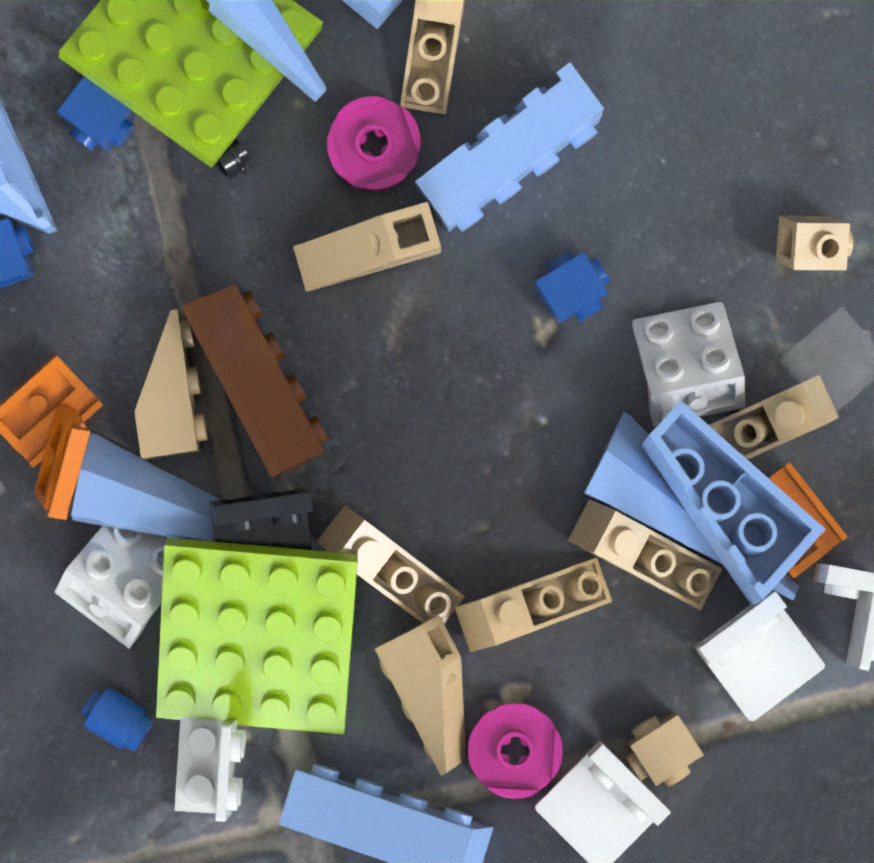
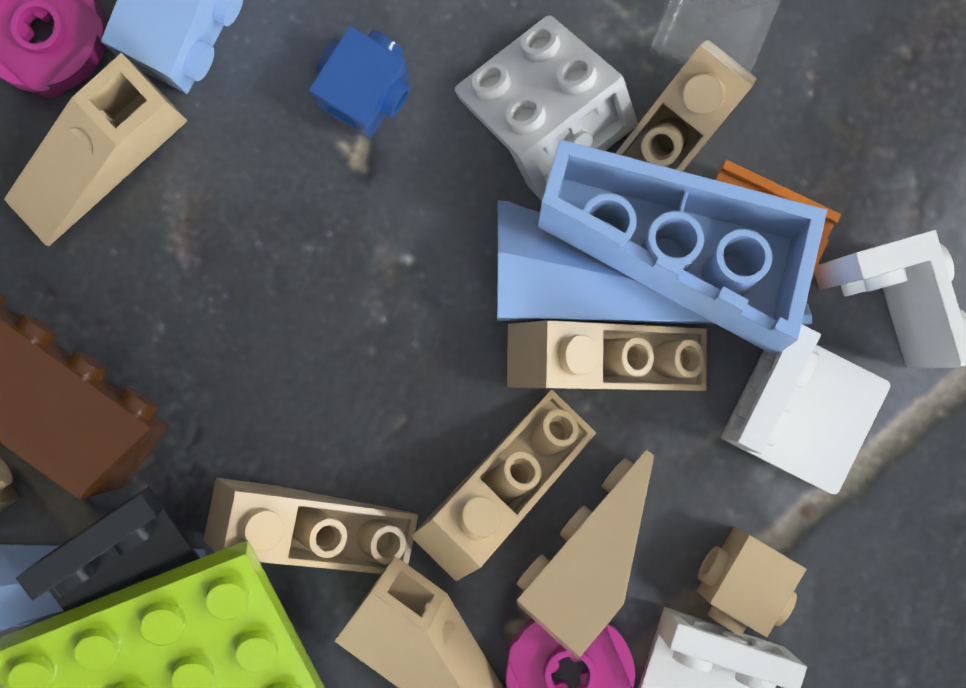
camera: 30 degrees left, 0 degrees up
(557, 690) = (590, 574): none -> tan slope

